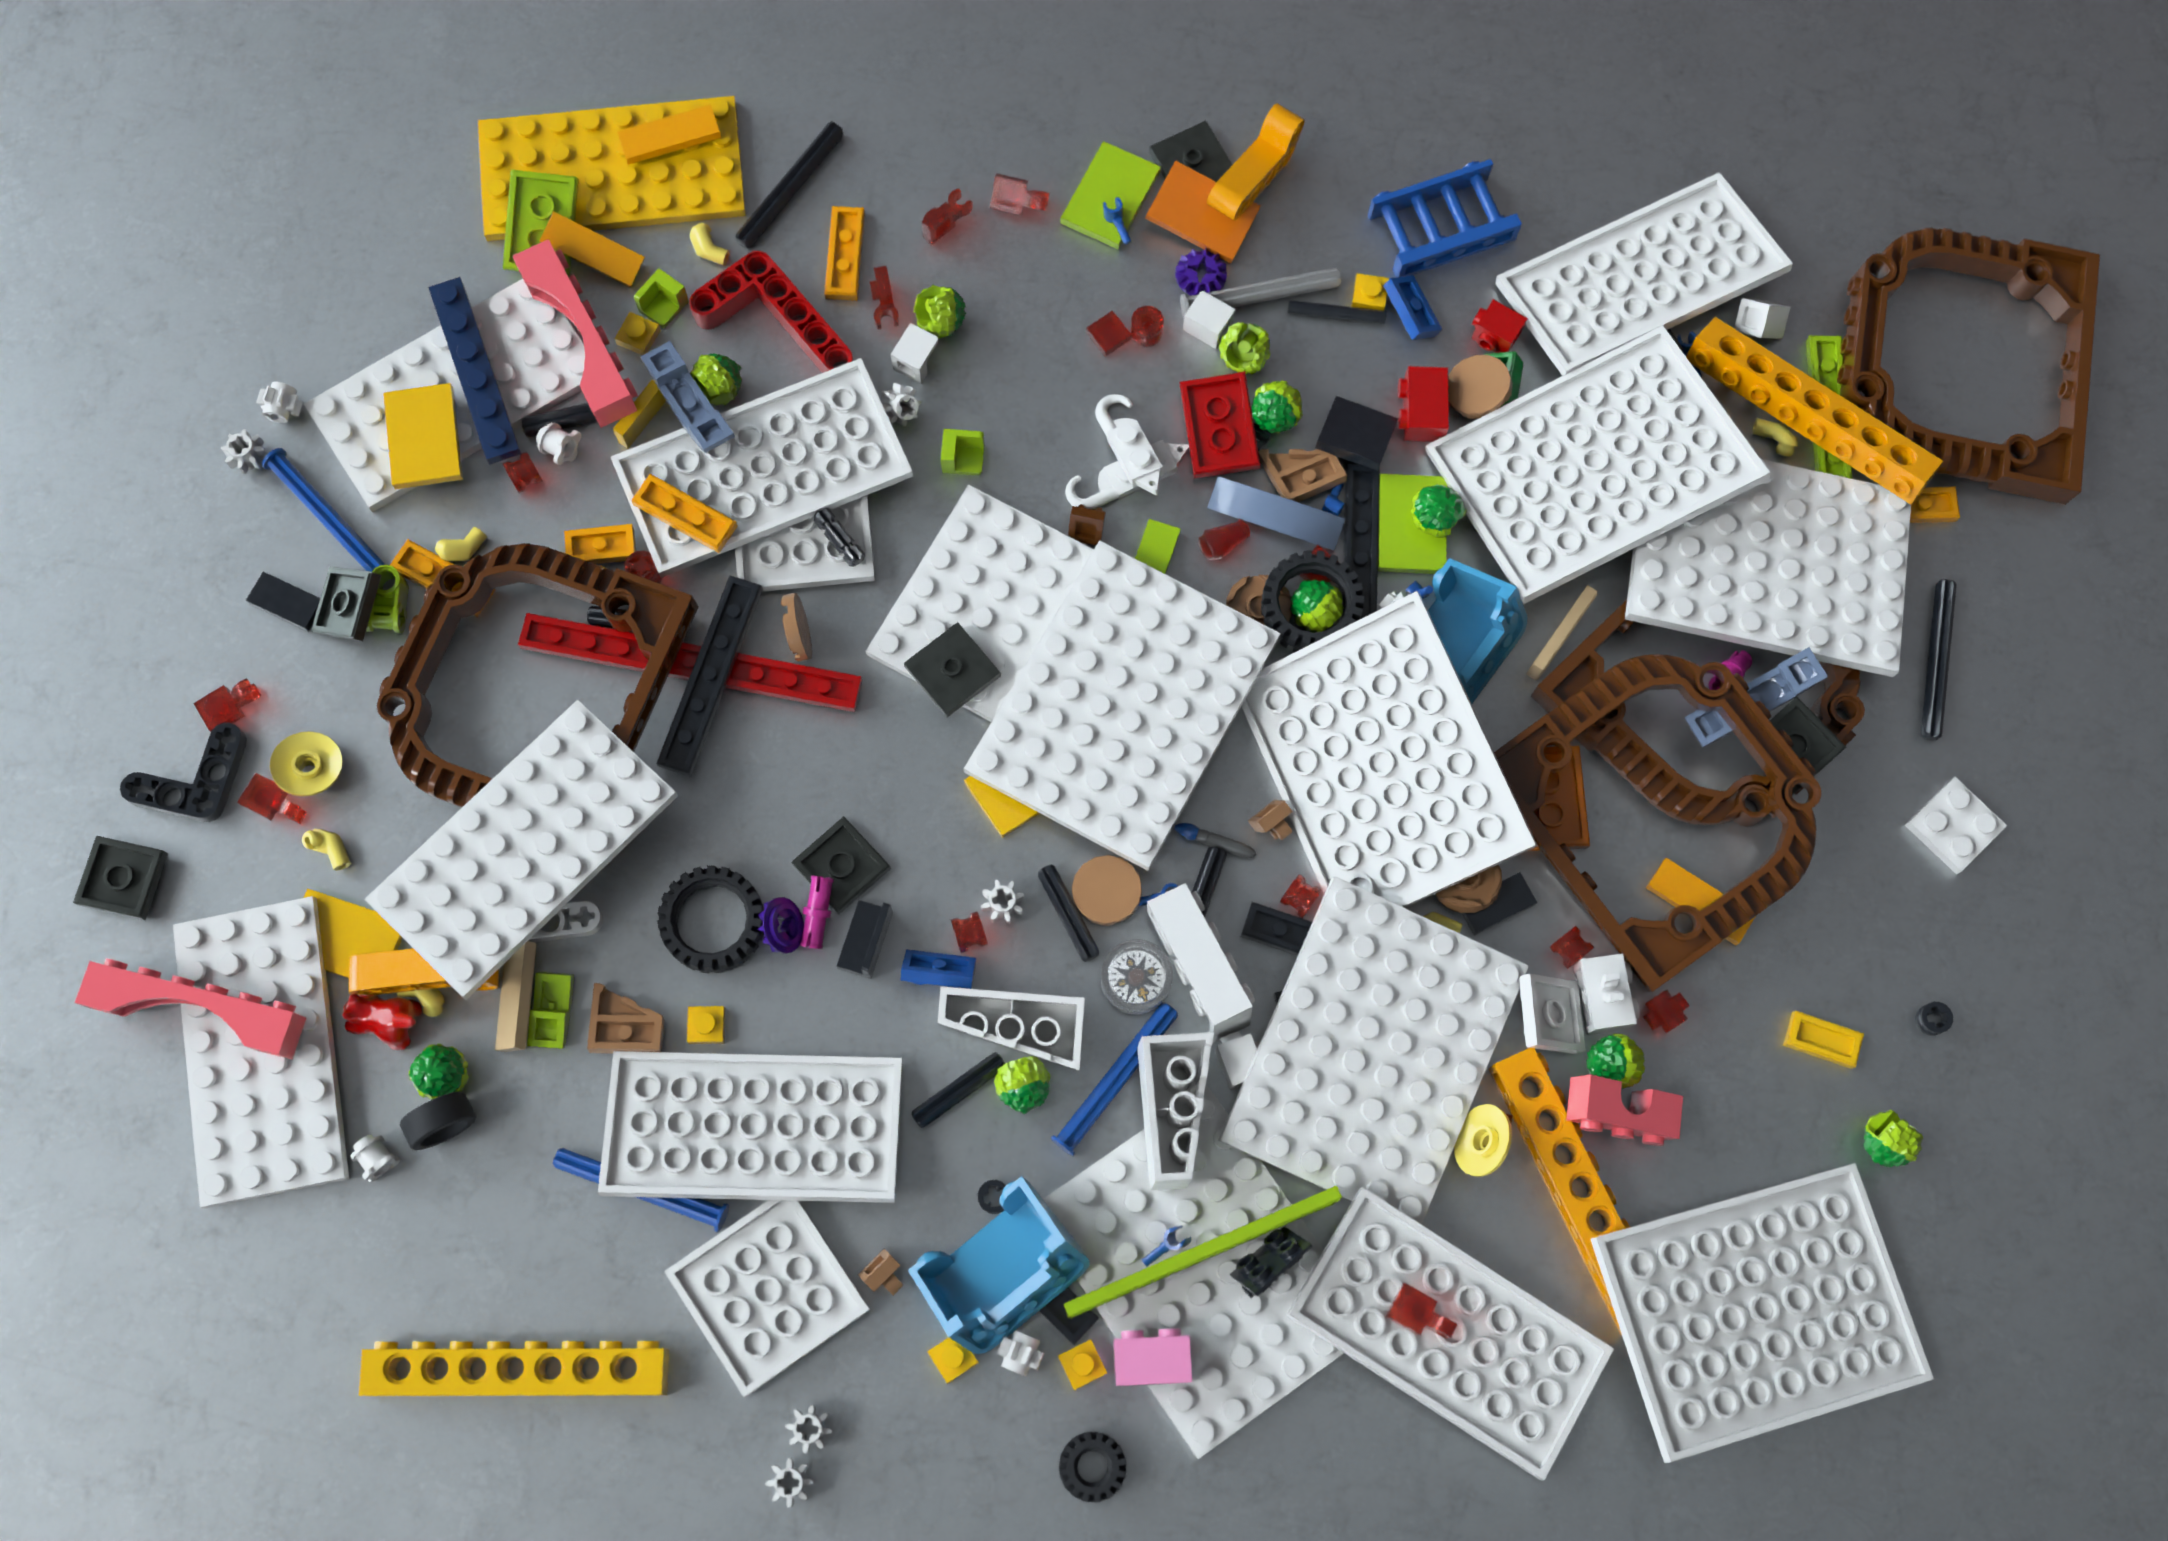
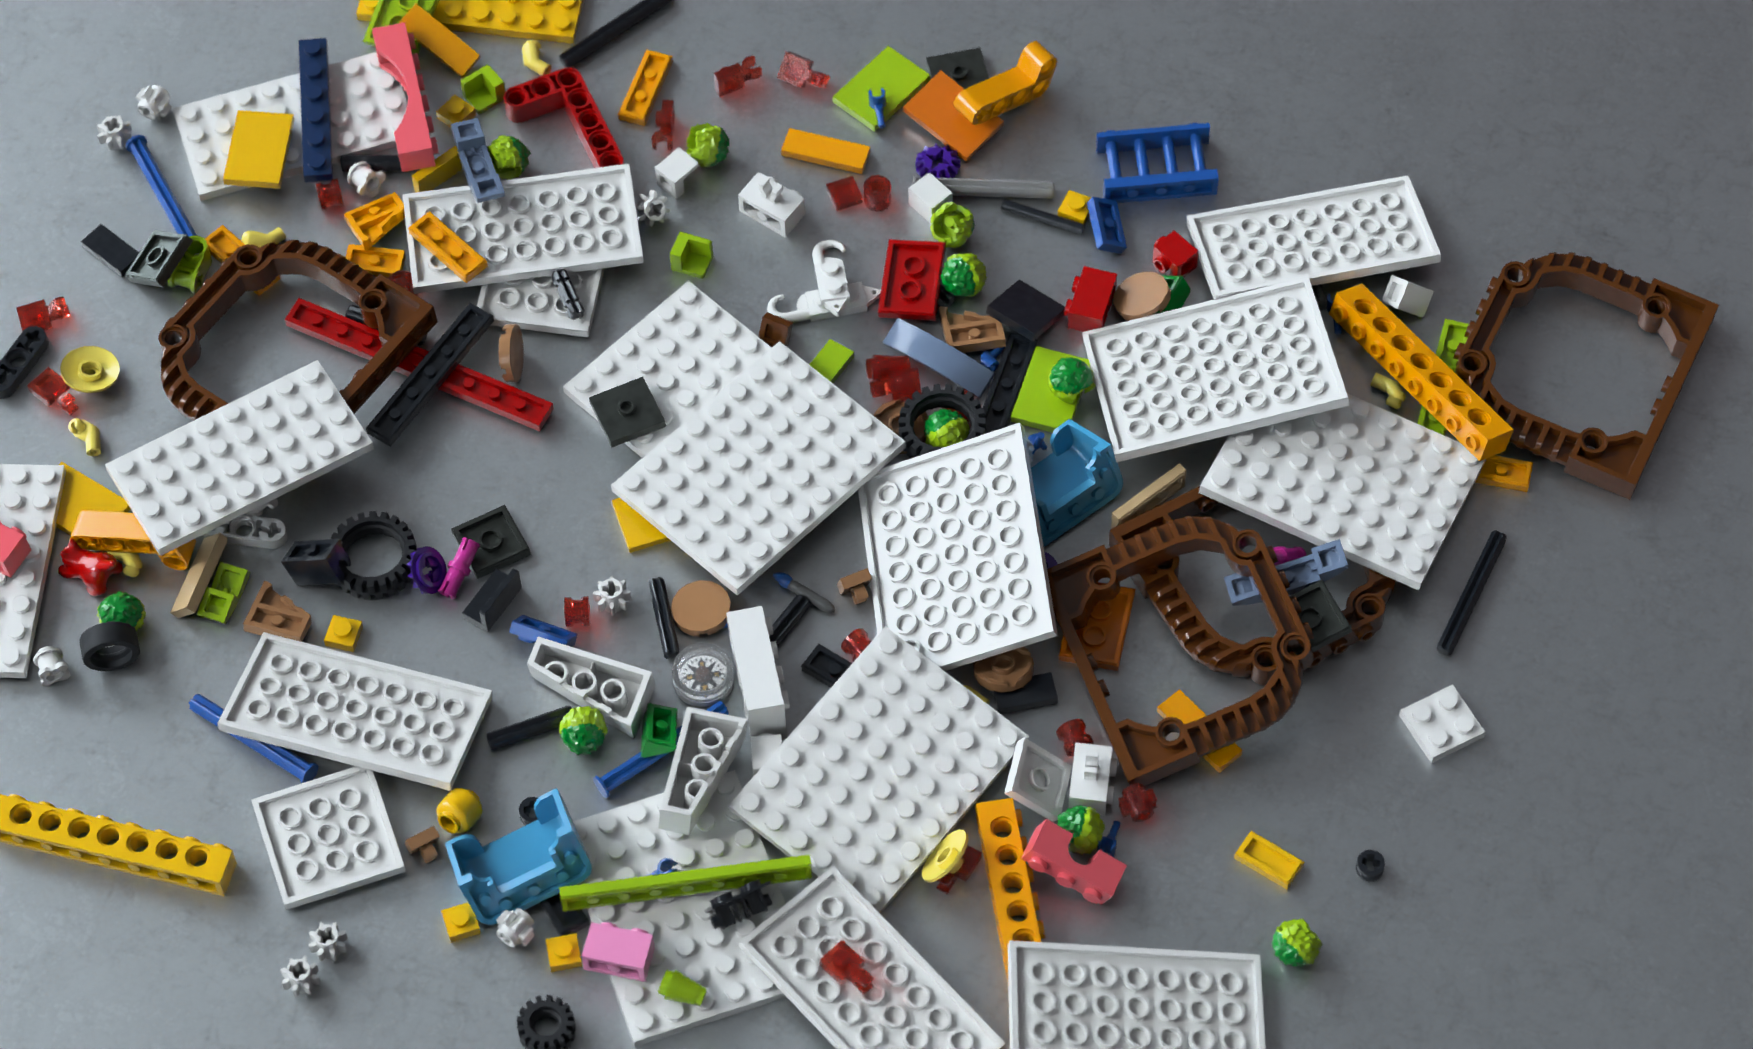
camera: 20 degrees right, 15 degrees down
(586, 491) = (375, 219): none -> light orange wing
(650, 949) = (316, 562): none -> black hinge
(910, 1221) = (459, 811): none -> yellow head
(1034, 367) = (772, 204): none -> white brick
(1072, 286) = (825, 151): none -> light orange tile
(1108, 1061) = (658, 730): none -> green slope
(1236, 1386) = (681, 988): none -> lime cone
(1247, 559) = (900, 385): none -> clear red plate
(1651, 1068) = (1108, 843): none -> blue hand

